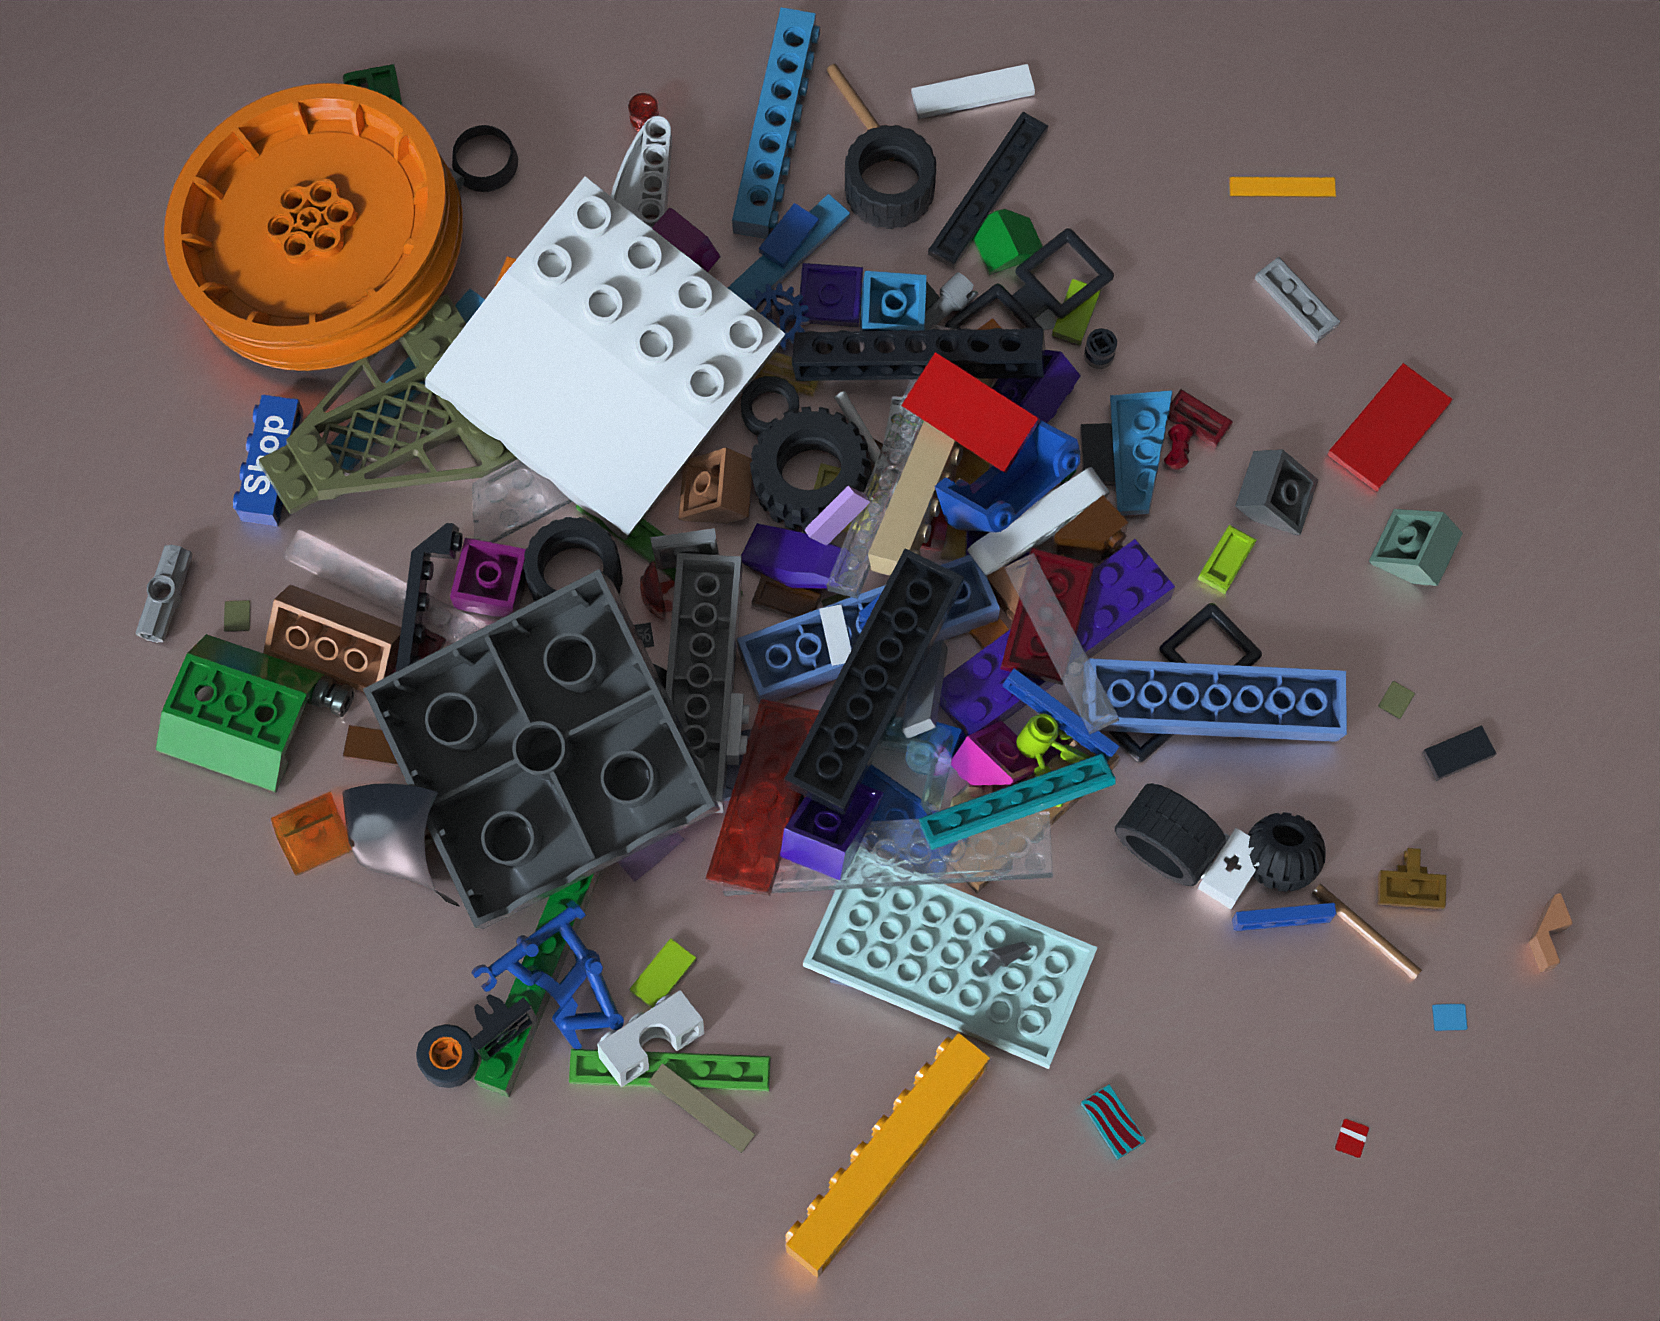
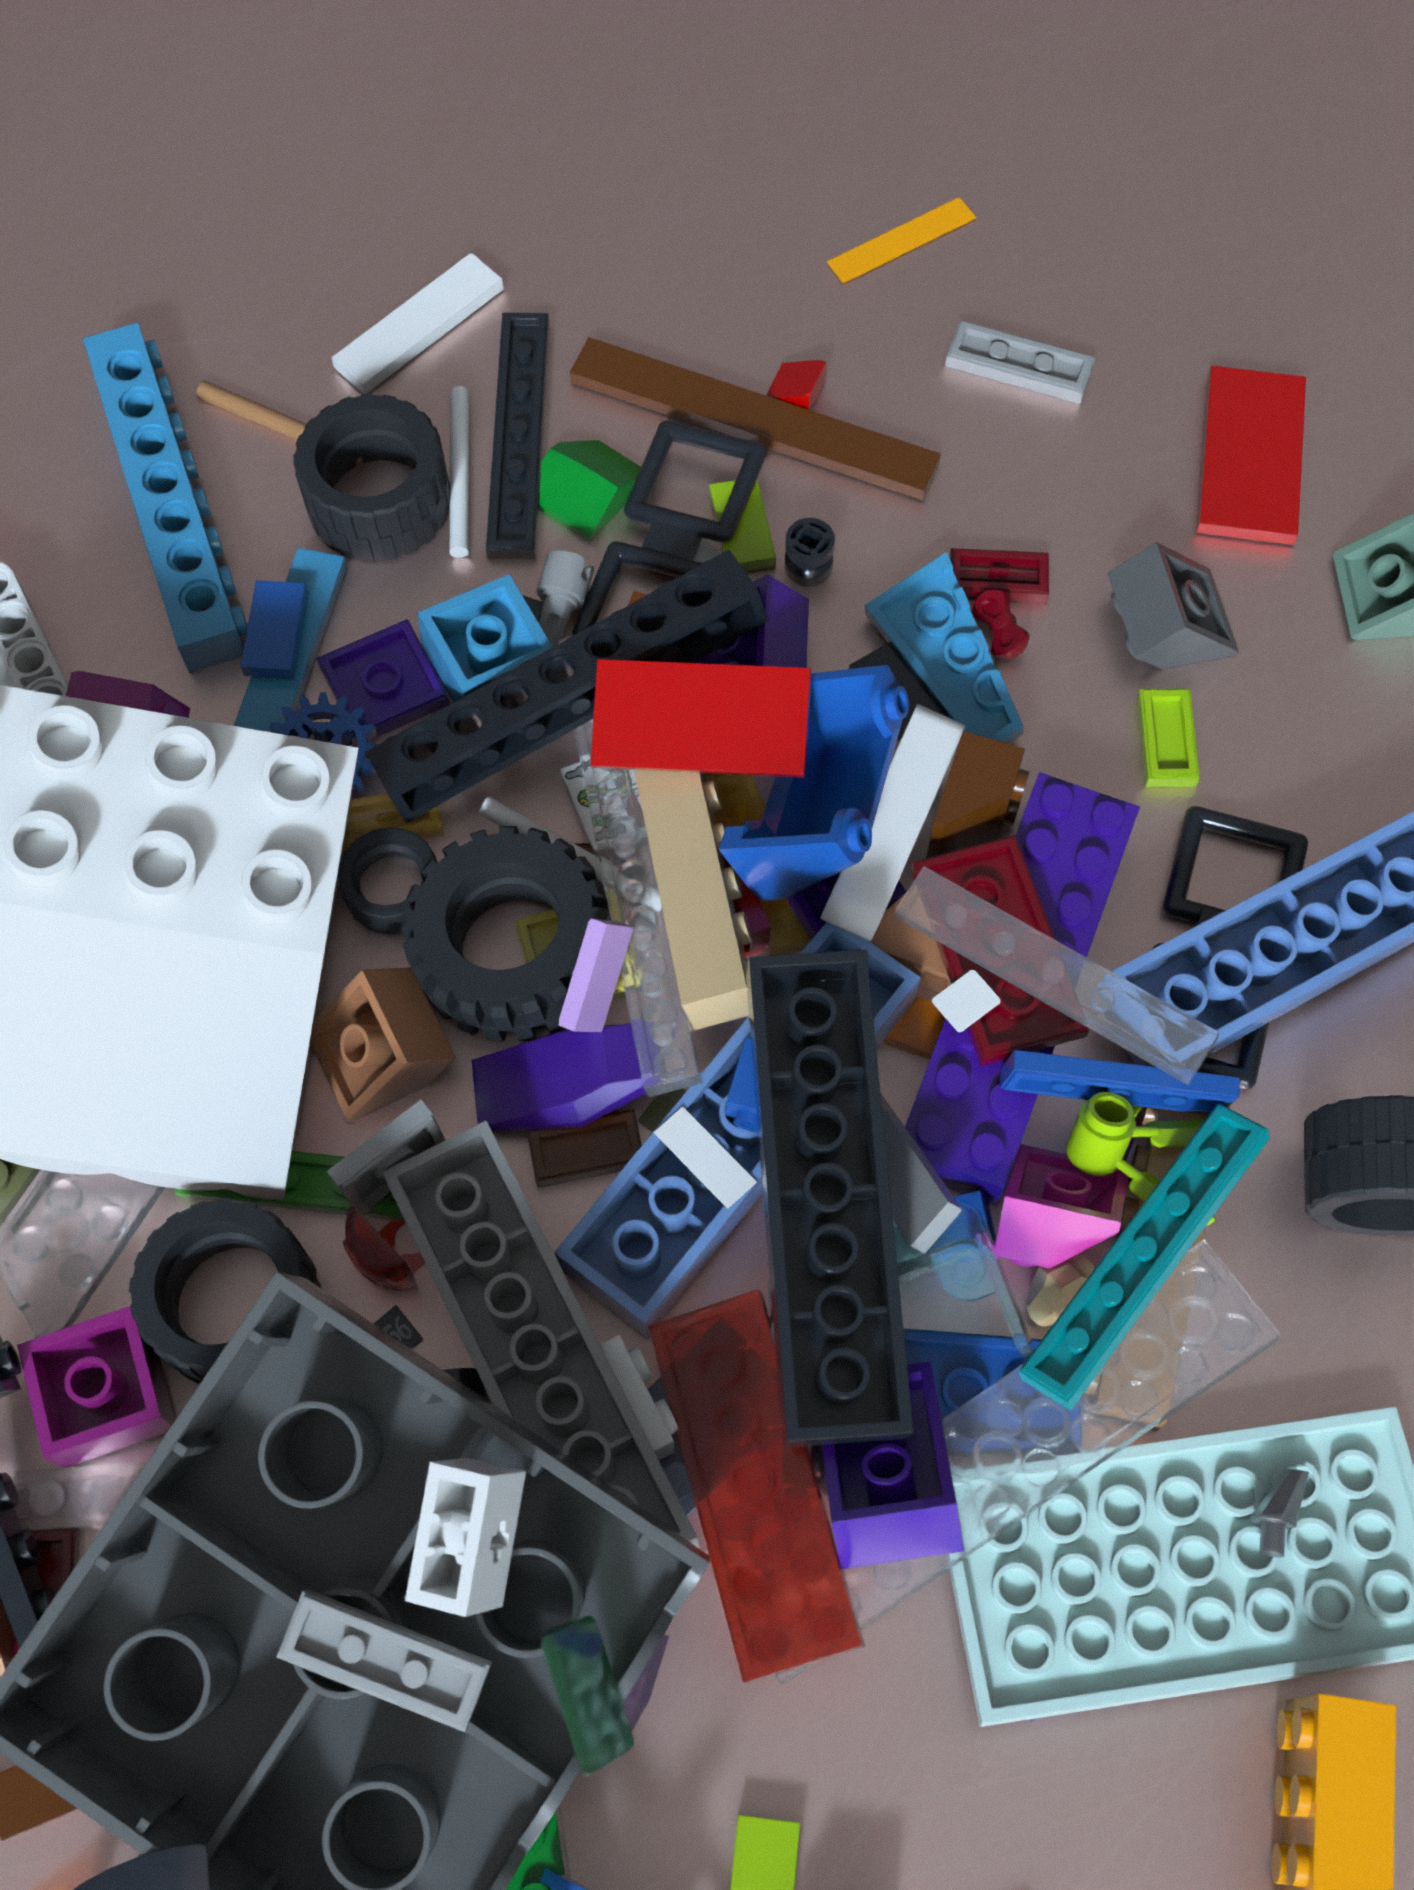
camera: 30 degrees left, 5 degrees down
(552, 763) = (384, 1660): none -> light grey tile
(616, 728) = (465, 1536): none -> white brick
(630, 826) = (587, 1693): none -> clear green slope
(942, 195) = (459, 472): none -> white bar
(1011, 632) = (966, 1001): none -> white sticker
(1124, 252) = (756, 418): none -> reddish brown tile
(1160, 246) = (799, 382): none -> red slope

